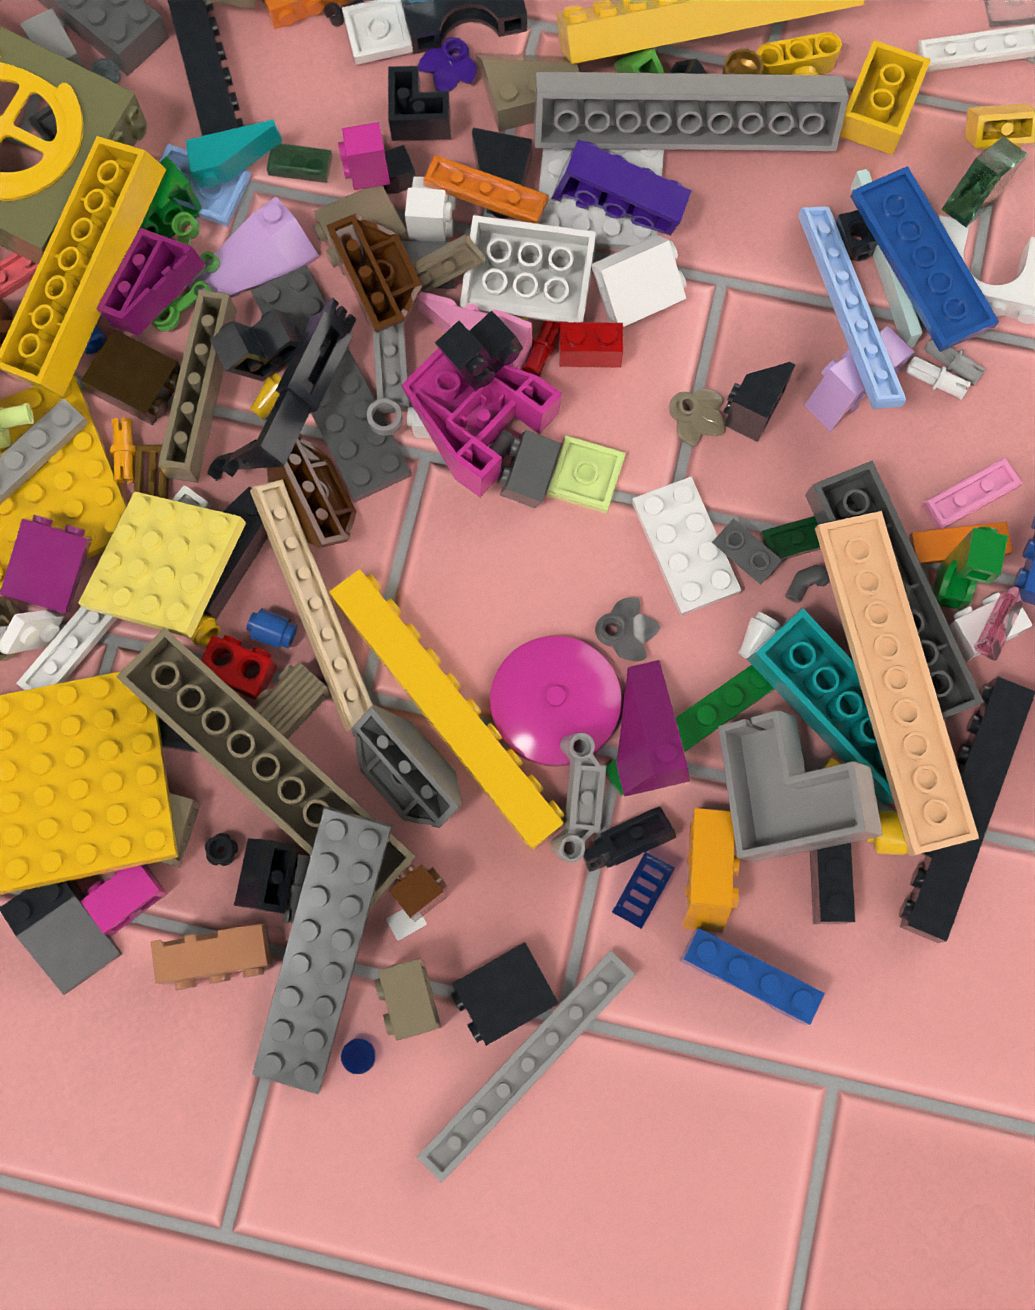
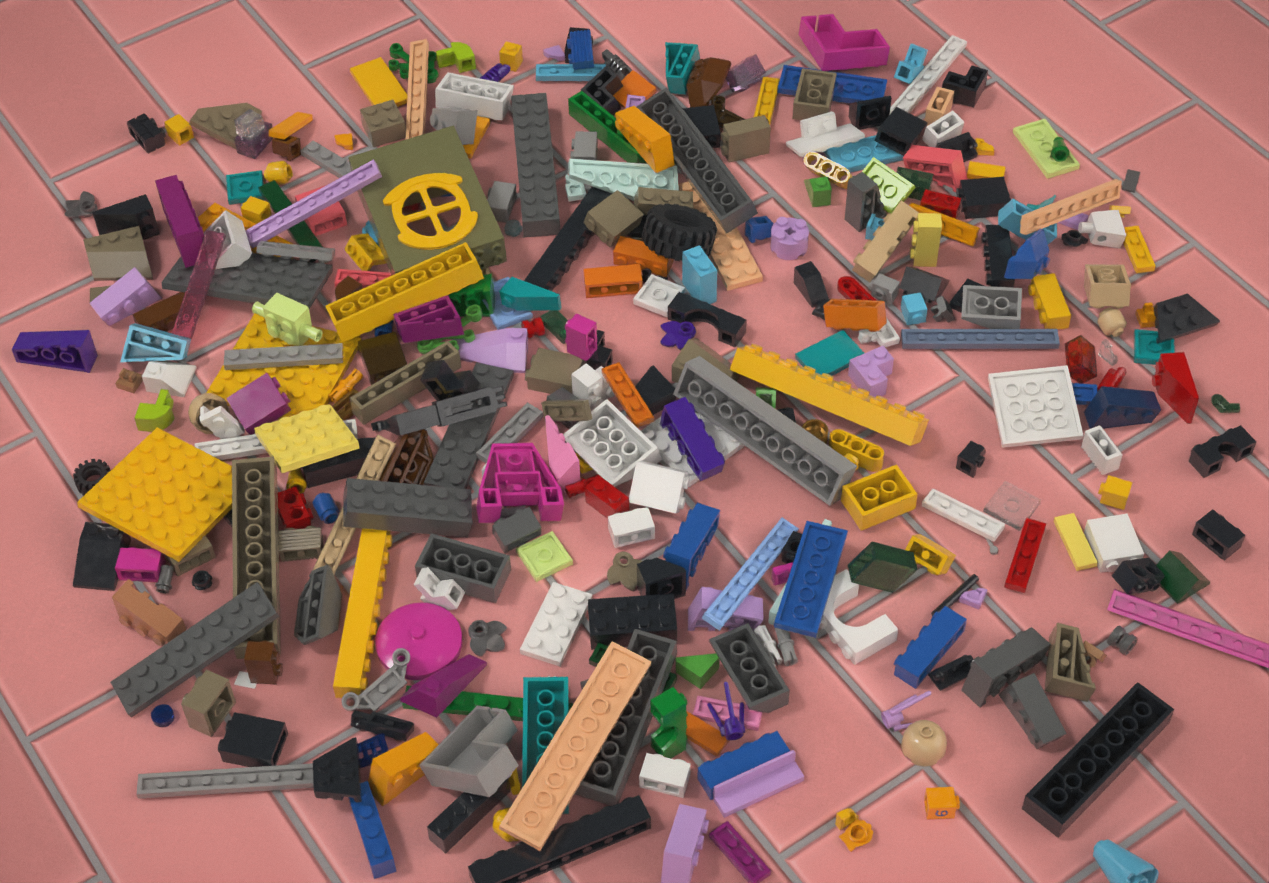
camera: 40 degrees right, 25 degrees down
(174, 888) = (164, 581): none -> dark grey pin
(266, 875) = (206, 602): black brick -> none
(274, 185) = (534, 327): none -> red wheel
(303, 51) = (612, 280): none -> orange brick
(376, 270) = (535, 388): reddish brown wedge -> none
(382, 552) = (407, 507): none -> dark grey brick
(384, 430) = (477, 463): light grey piece -> none
(413, 112) = (636, 339): black brick -> none
(481, 351) = (537, 452): black brick -> none
(521, 569) = (473, 568): none -> dark grey brick
(523, 622) = (441, 593): none -> white brick
(654, 356) = (631, 527): none -> white brick
(658, 950) = (338, 773): none -> black wing
(739, 317) = (692, 539): none -> blue wedge
(747, 551) = (579, 646): dark grey hinge -> none
(773, 471) = (619, 616): none -> black brick
(872, 275) = (781, 573): none -> dark pink tile
(901, 468) = (697, 668): none -> bright green slope
(962, 421) = (751, 669): none -> dark grey slope
(999, 624) = (664, 769): clear pink slope -> none
(1007, 508) = (733, 728): none -> dark purple plant

